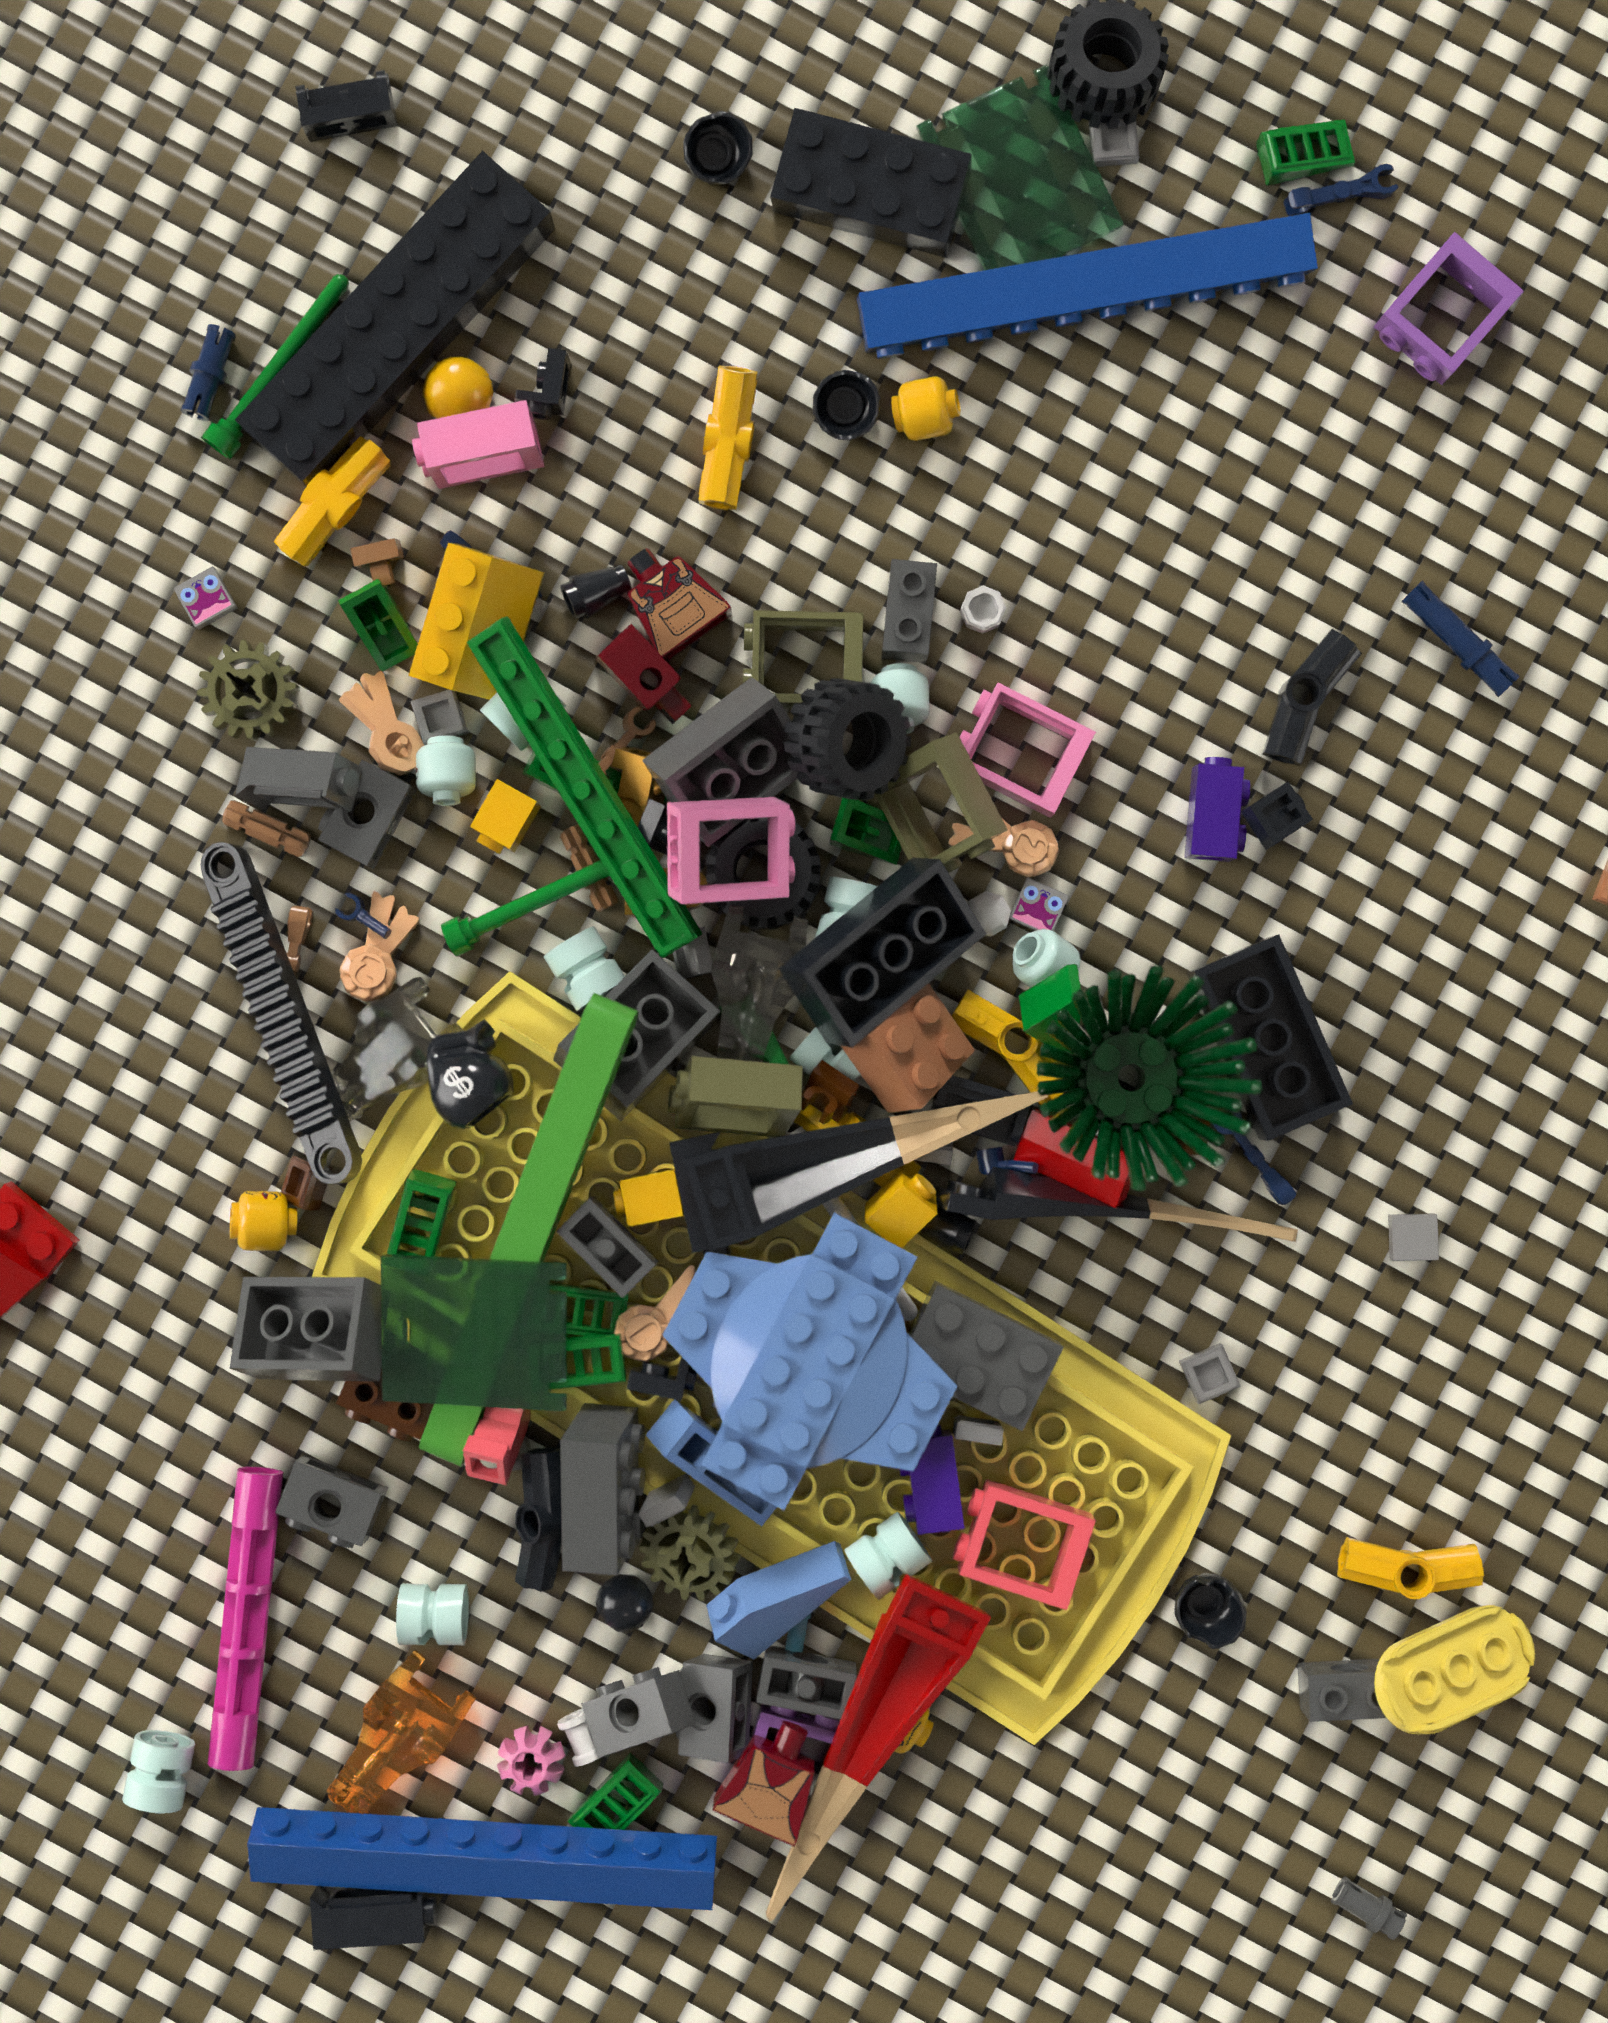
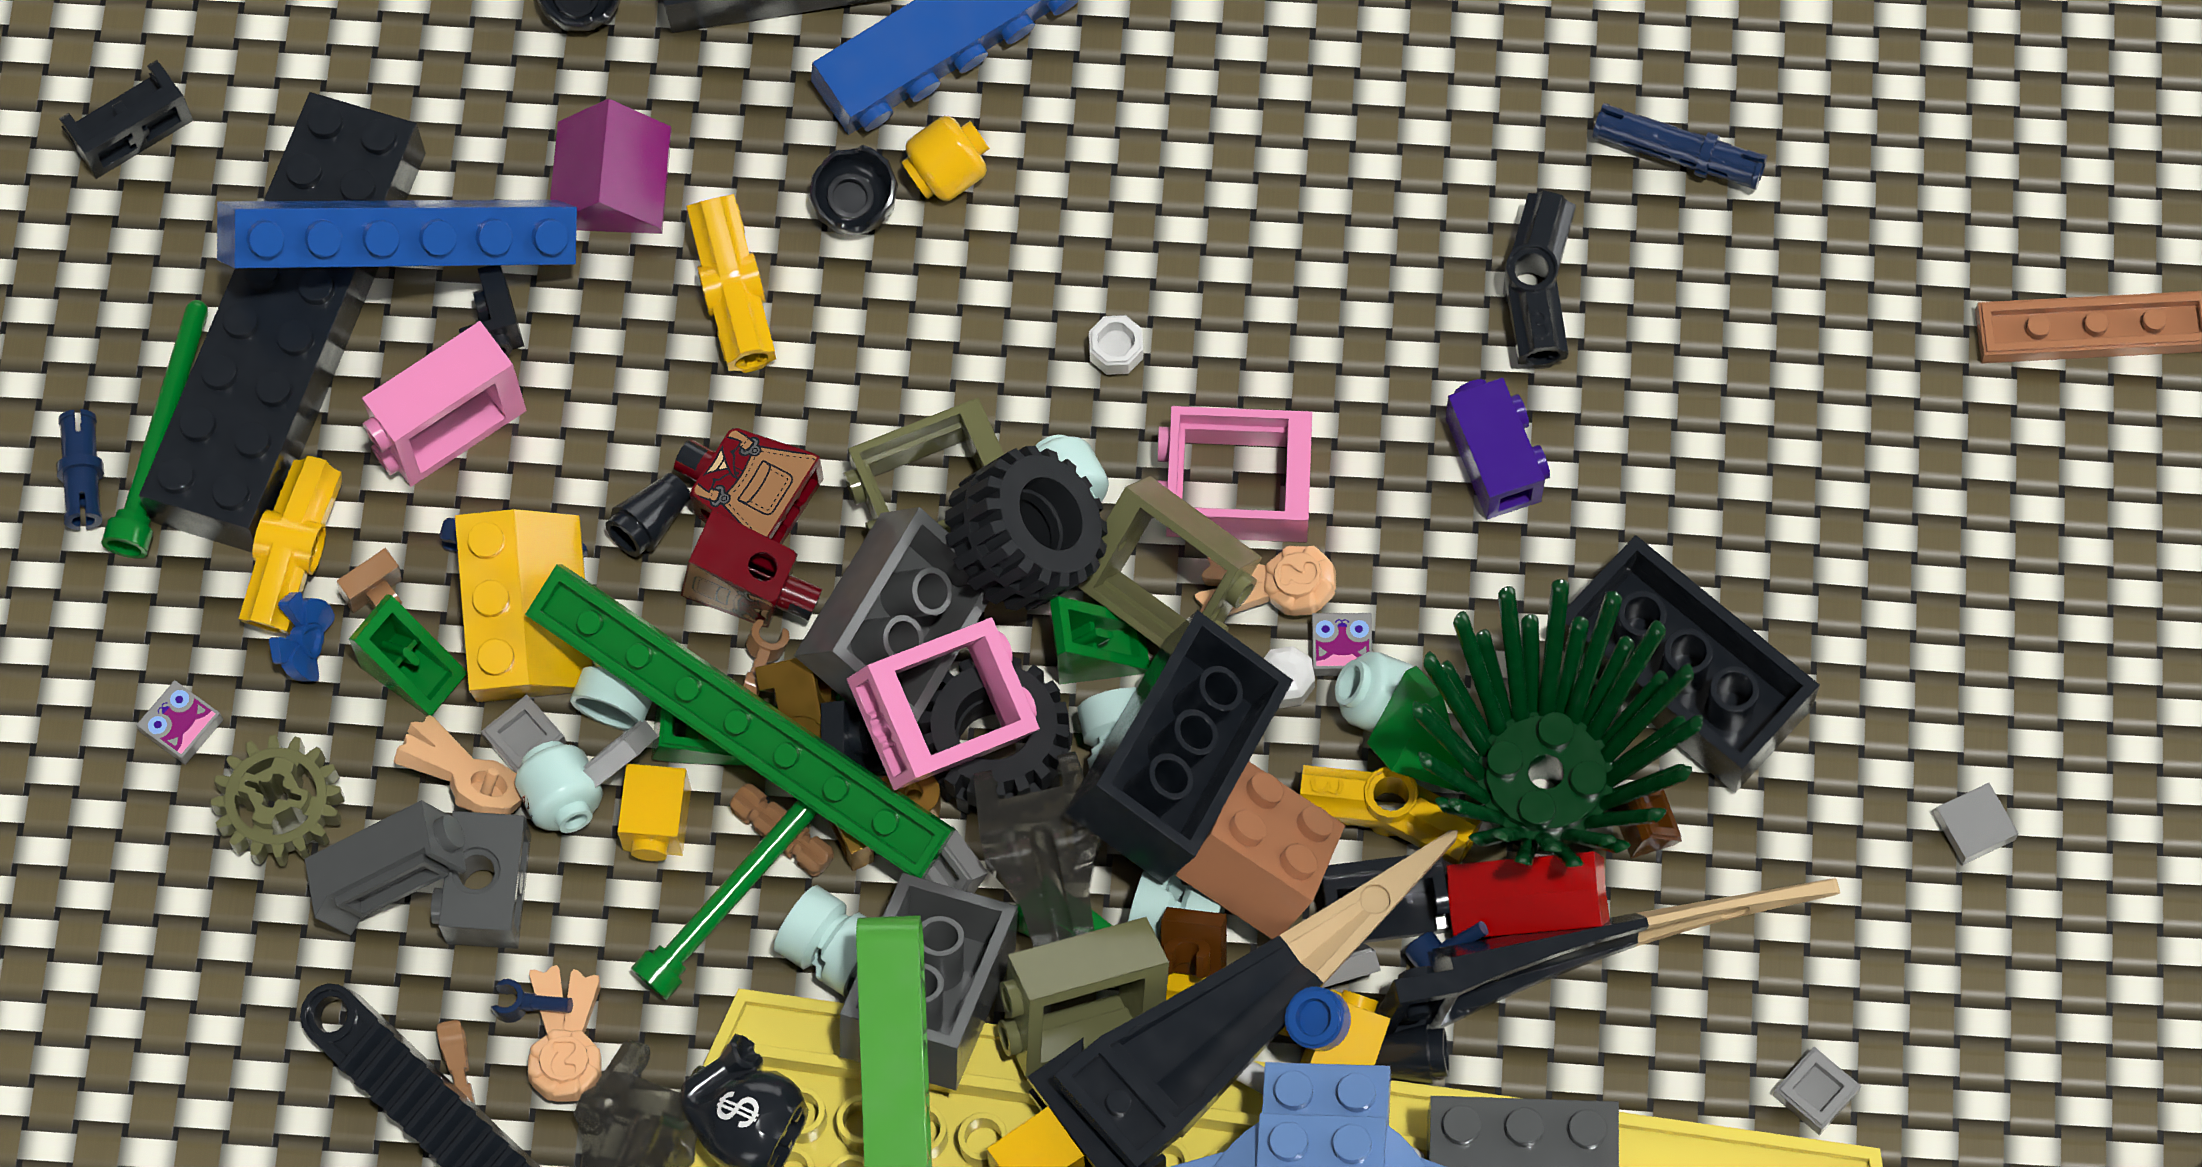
camera: 20 degrees left, 20 degrees down
(266, 828) = (365, 952): medium nougat axle -> none
(324, 564) = (303, 645): none -> blue piece
(456, 387) = (378, 357): yellow hair -> none
(493, 300) = (395, 233): none -> blue brick
(496, 767) = (620, 752): none -> light grey tile
(680, 307) = (613, 168): none -> magenta slope
(885, 1195) = (1317, 1018): none -> blue tile
(909, 610) = (1030, 377): dark grey brick -> none
(1275, 1183) = (1783, 833): dark blue piece -> none
(1277, 815) = (1568, 414): black bracket -> none

